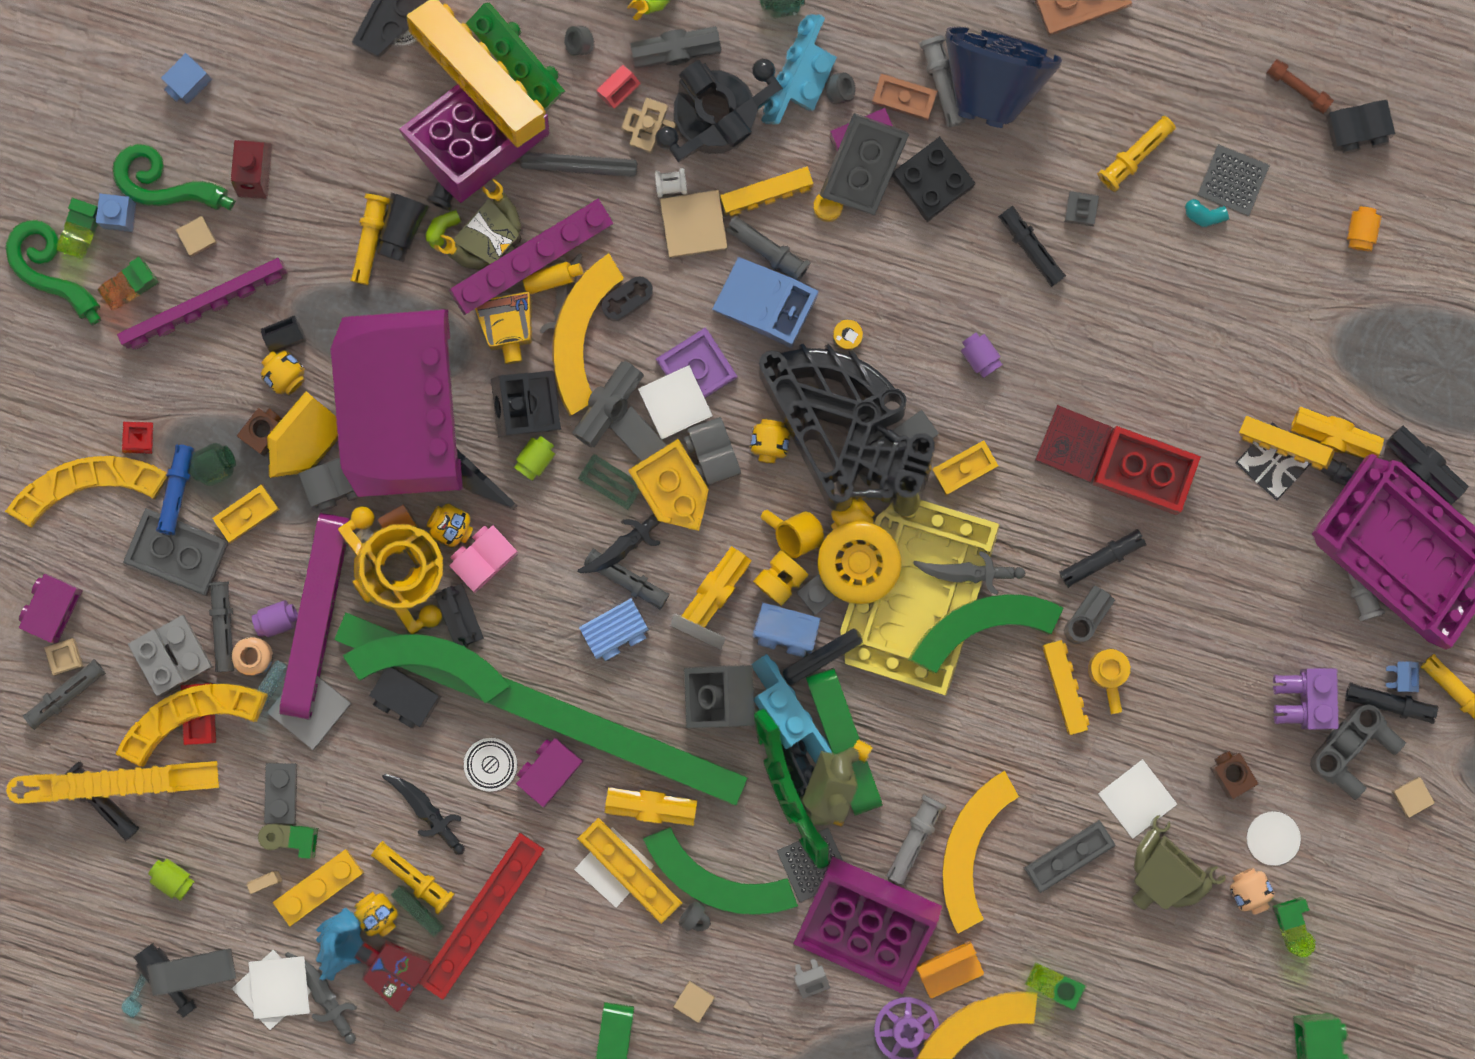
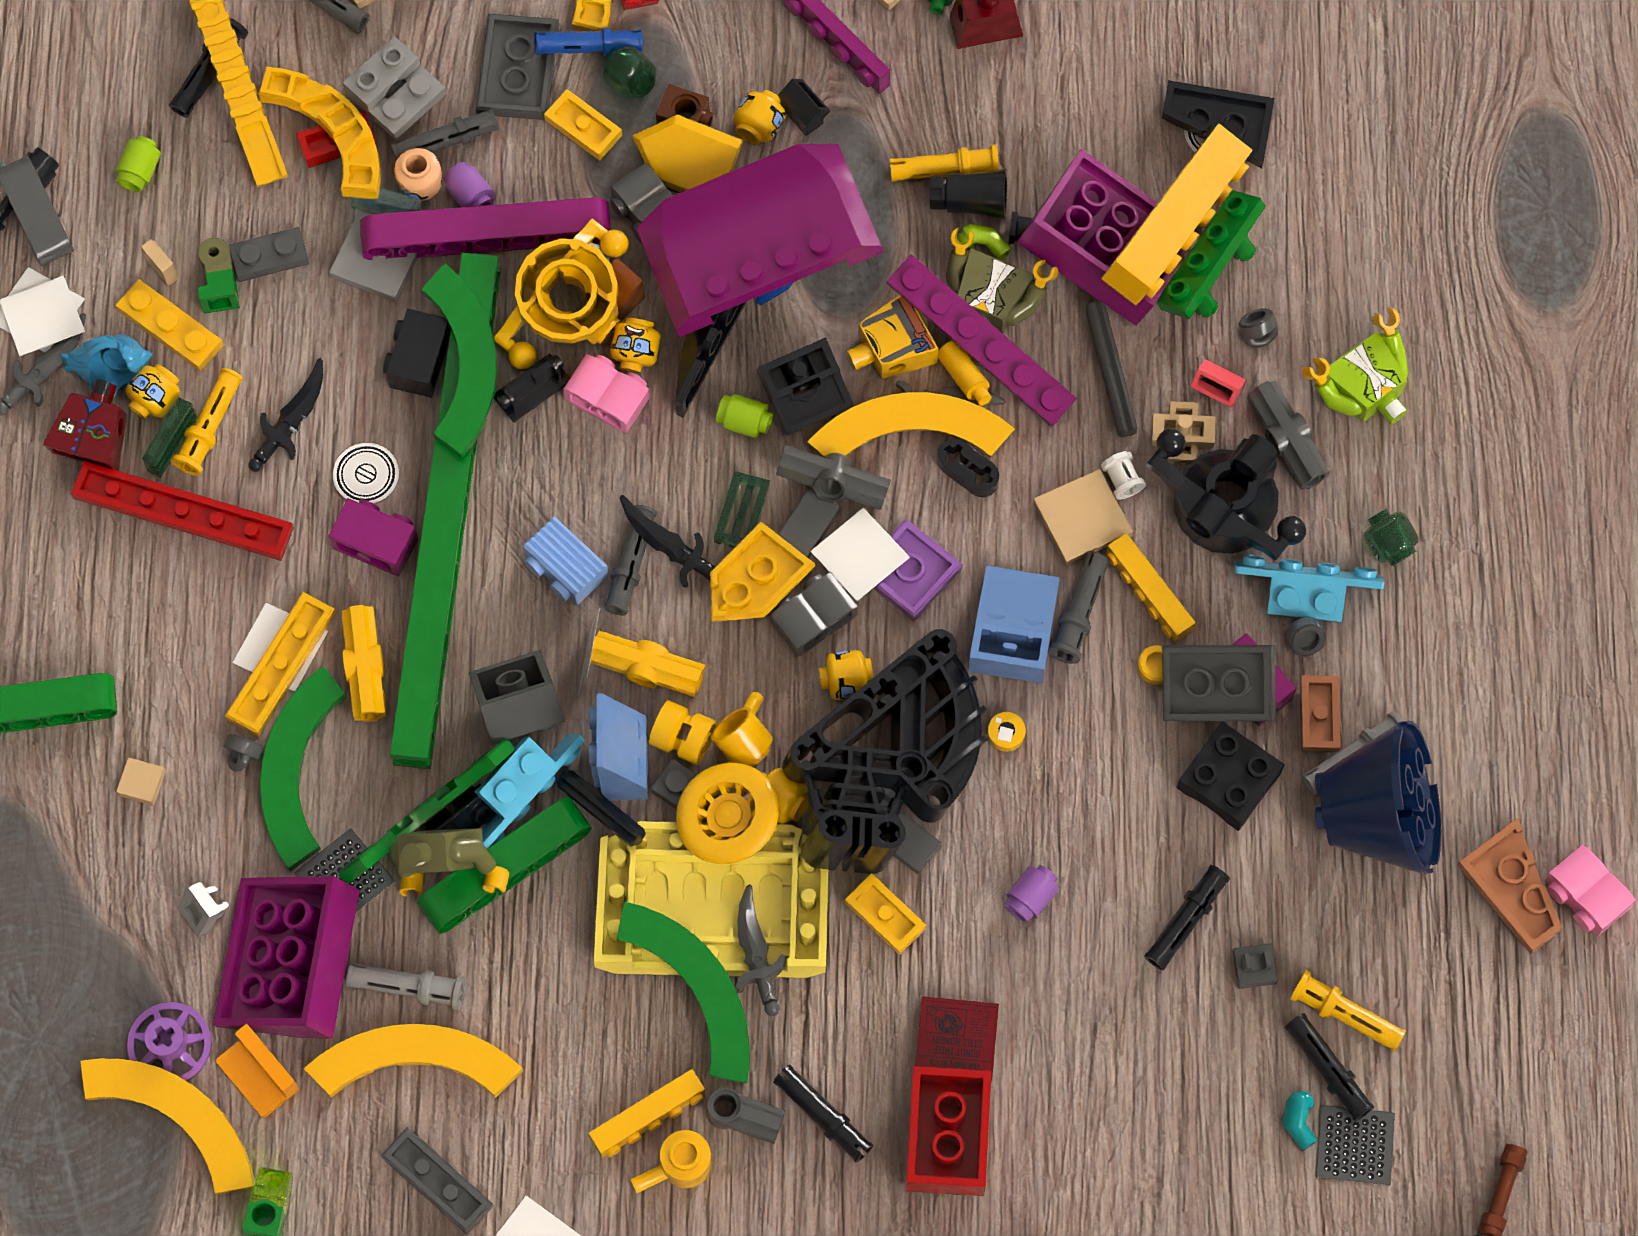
camera: 70 degrees right, 15 degrees down
(1207, 169) = (1356, 1101): none -> black pin

